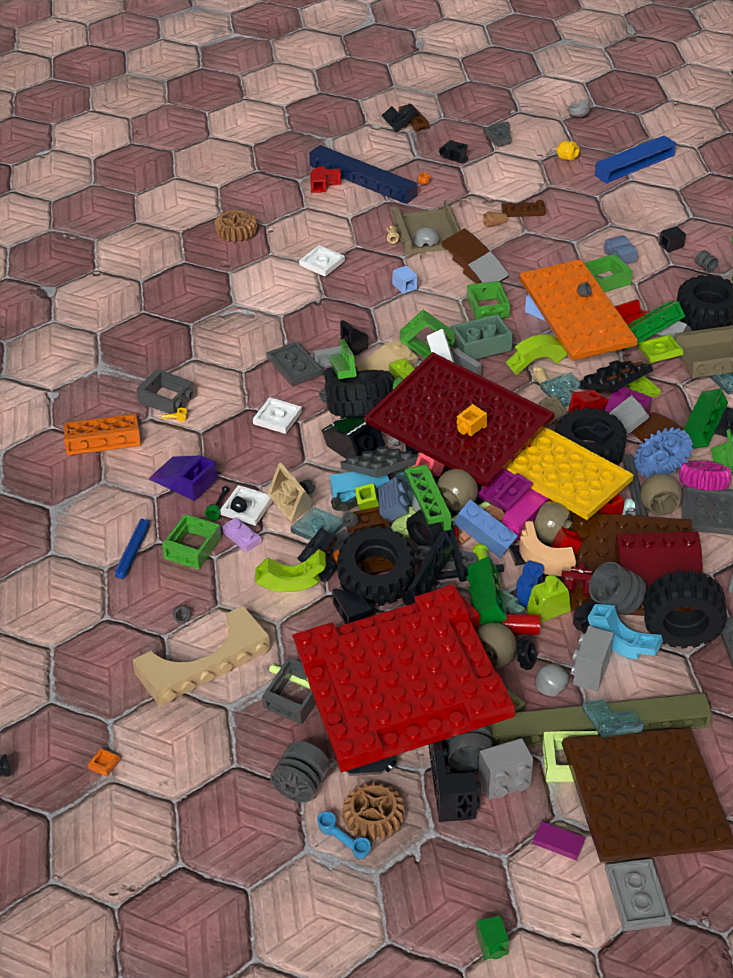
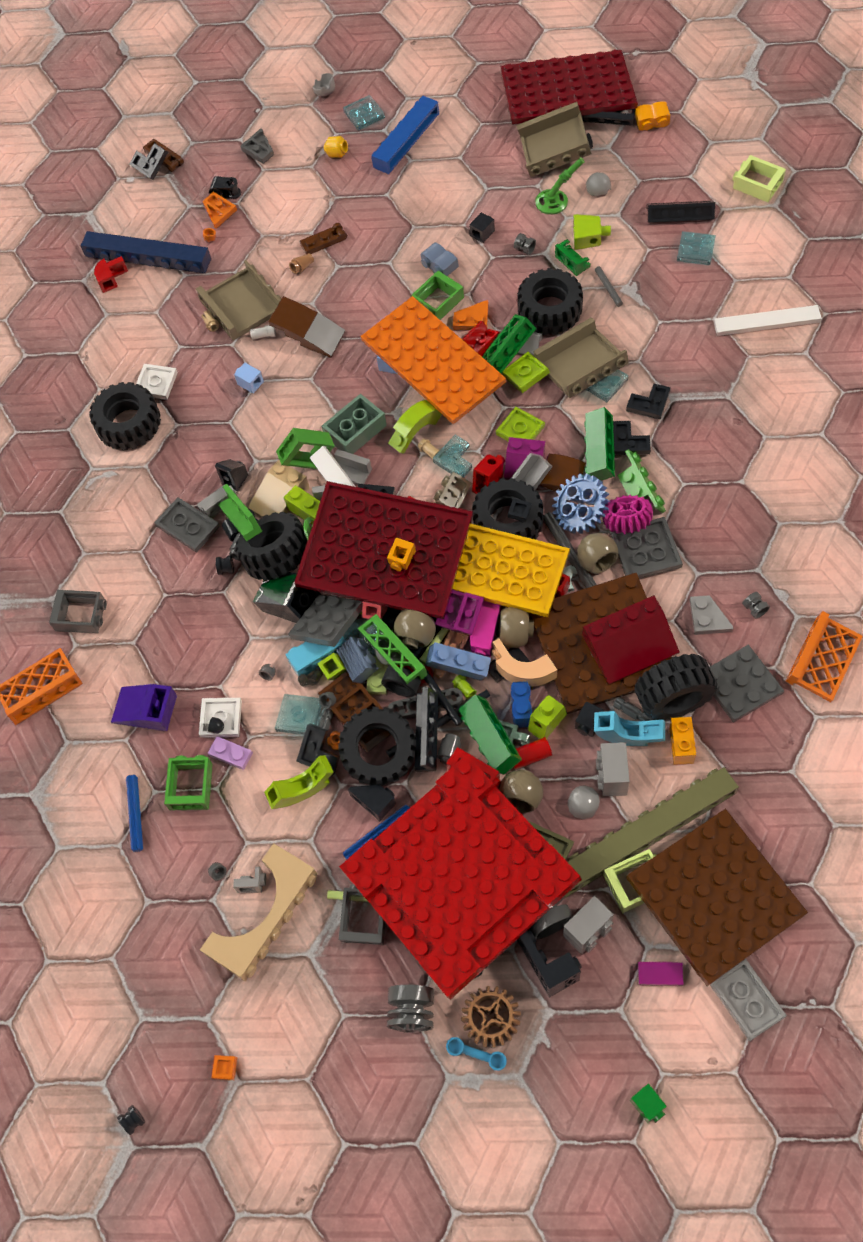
camera: 15 degrees left, 20 degrees up
(180, 415) = (102, 633): yellow hand -> none
(205, 632) = (248, 884): none -> light grey bracket
(215, 508) = (191, 737): green hinge -> none
(235, 225) = (48, 368): medium nougat gear -> none
(277, 415) = (200, 596): white plate -> none
(282, 273) = (120, 399): none -> black tyre
(288, 494) = (259, 695): tan slope -> none
(311, 400) = (224, 565): none -> black wheel
(426, 235) = (245, 314): light grey hair -> none
(439, 255) = (262, 332): none -> white pin
(442, 164) = (218, 209): none -> orange wing
(493, 291) = (332, 363): bright green window -> none
(526, 652) = (551, 785): black gear -> none
(567, 538) = (536, 646): red brick -> none
(578, 576) = (558, 690): dark red hips -> none
(584, 289) = (434, 338): dark grey hinge -> none
(605, 135) = (364, 112): none -> clear light blue plate
(611, 723) = (659, 841): clear light blue plate -> none
(615, 376) = (499, 426): black plate -> none
(618, 587) = (607, 688): dark grey wheel -> none
(623, 296) = (469, 317): none -> orange wing
(633, 624) = (629, 709): none -> dark grey axle
(673, 663) = (682, 740): none -> light orange brick

